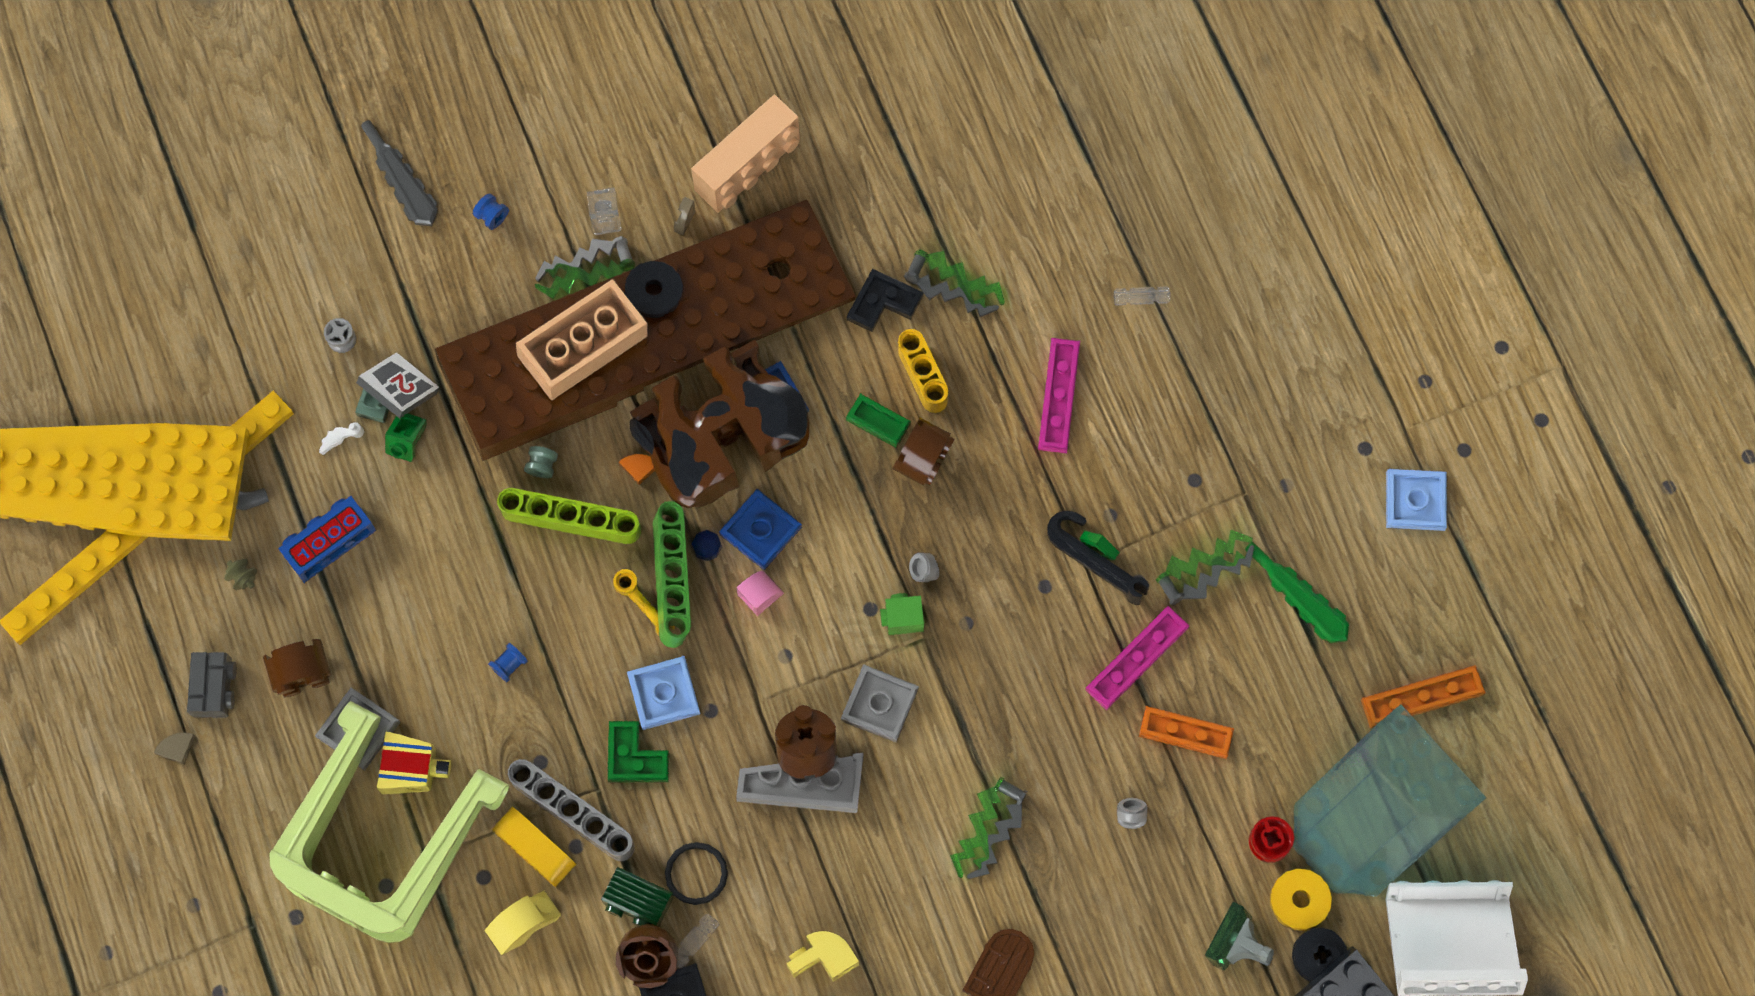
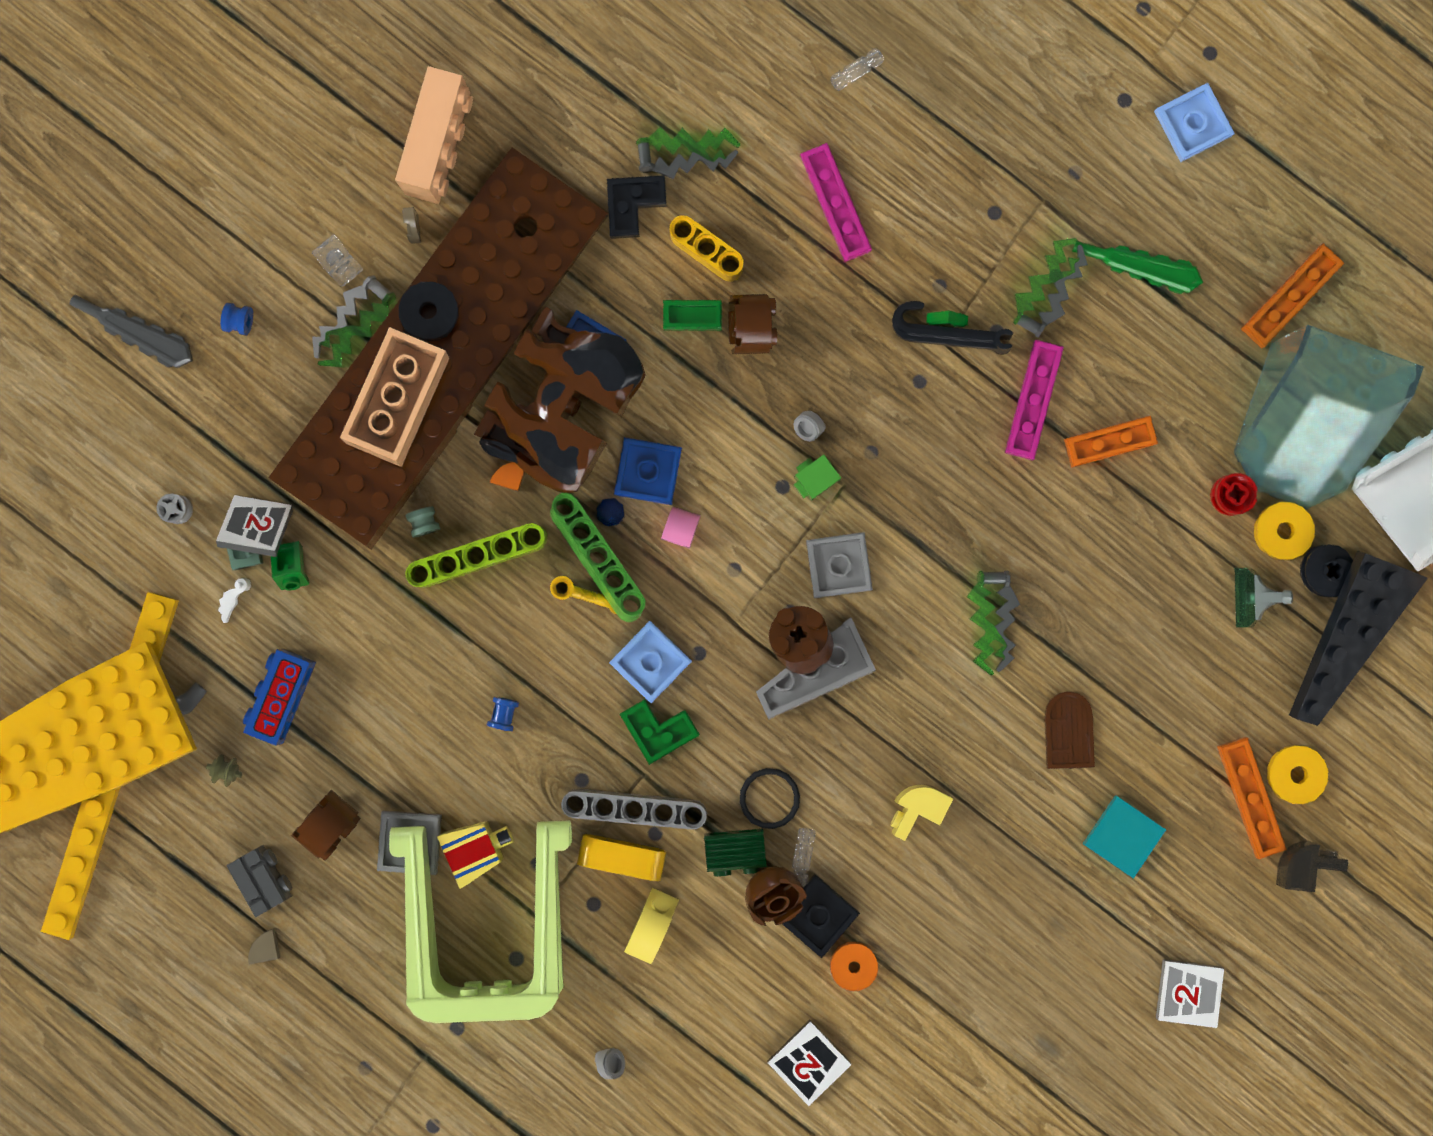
camera: 30 degrees left, 15 degrees up
(1132, 813) = (1105, 537): light grey tile -> none

